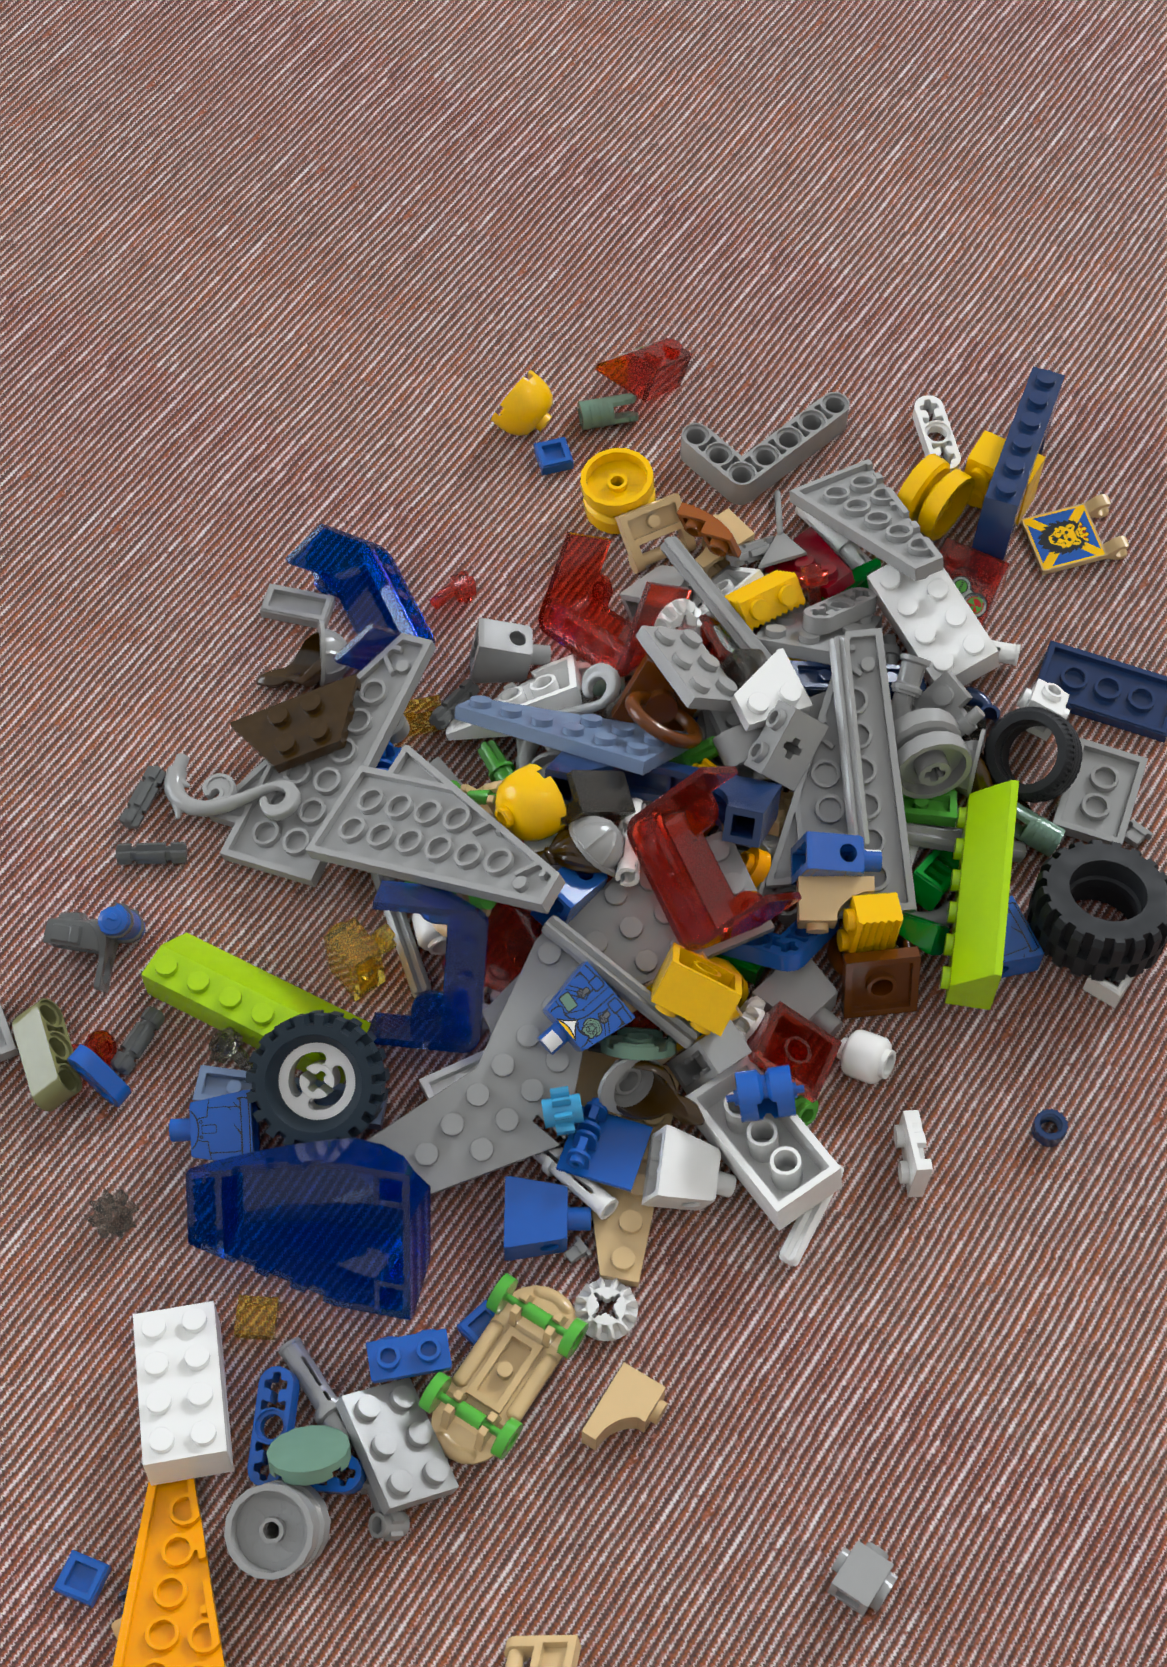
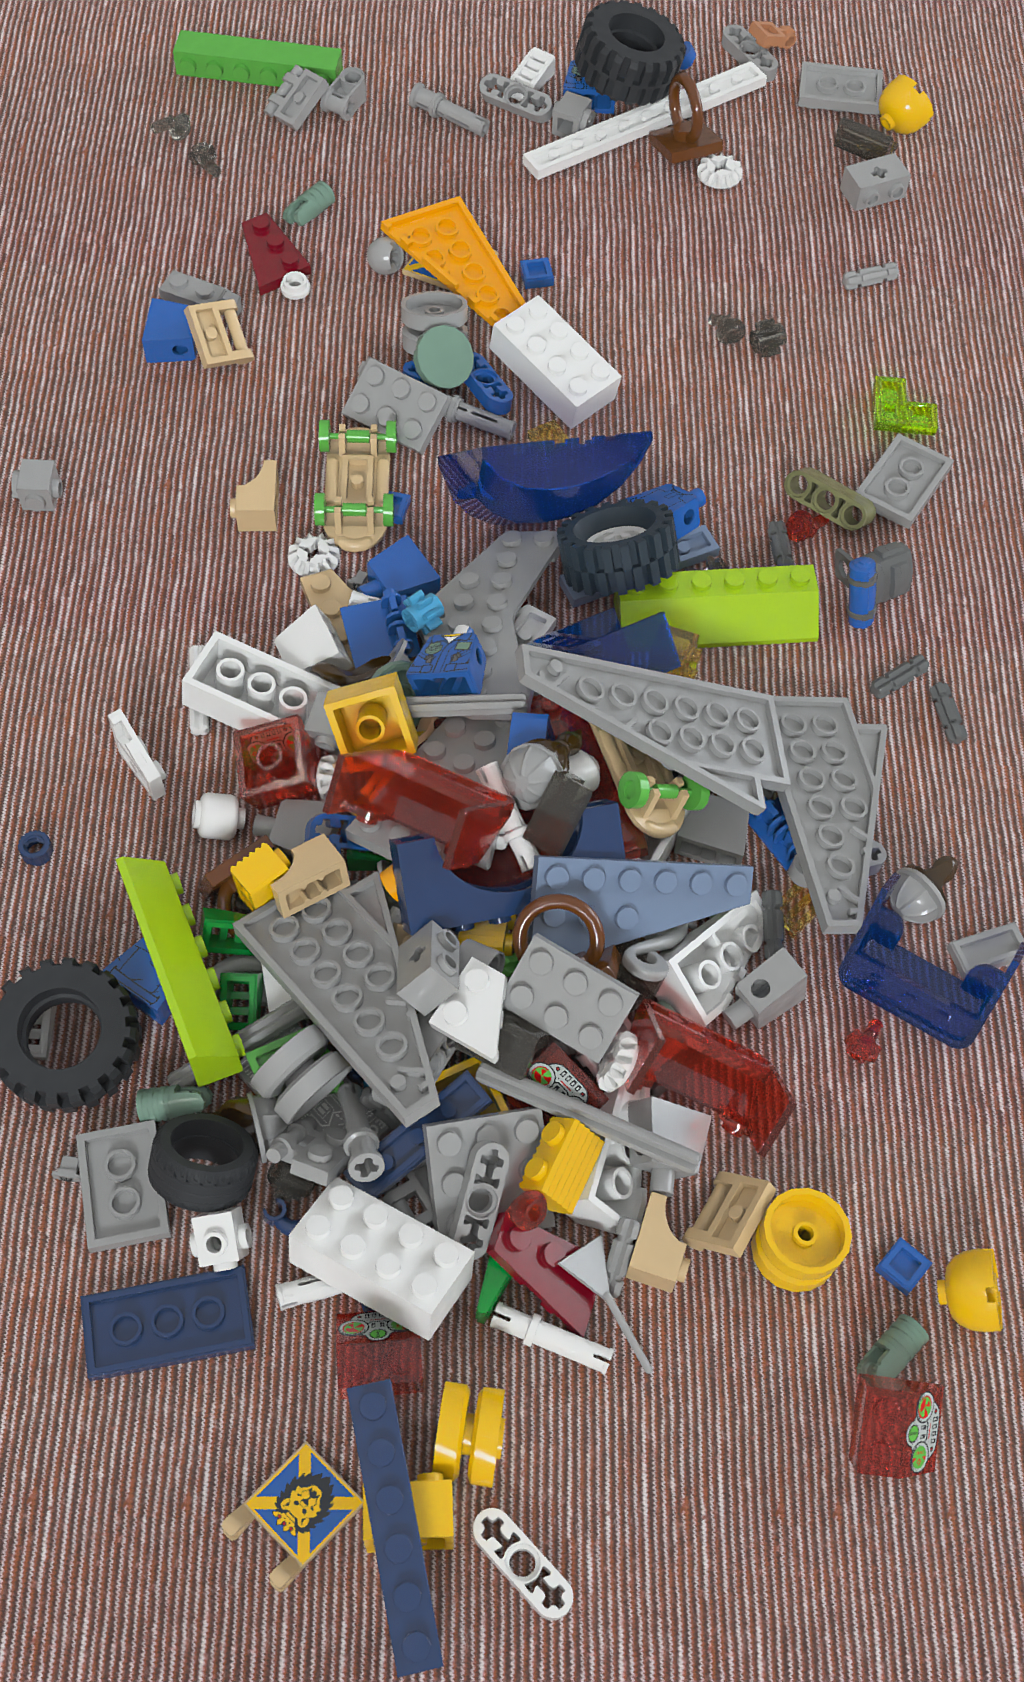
camera: 145 degrees right, 0 degrees up
(99, 1075) = (780, 500): blue beam -> none
(104, 1217) = (692, 435): clear smoke gear -> none
(228, 799) = (890, 744): light grey plant -> none
(302, 726) = (873, 808): dark brown wing -> none
(409, 1355) = (421, 448): blue bracket -> none
(530, 804) = (608, 760): yellow cylinder -> none
(714, 532) = (659, 1218): dark orange slope -> none
(748, 476) = (684, 1405): light grey beam -> none
(765, 1093) = (266, 694): blue wheel -> none
(832, 856) = (324, 891): blue torso -> none
(848, 738) = (374, 1003): light grey axle -> none
(871, 516) = (529, 1342): light grey wing -> none

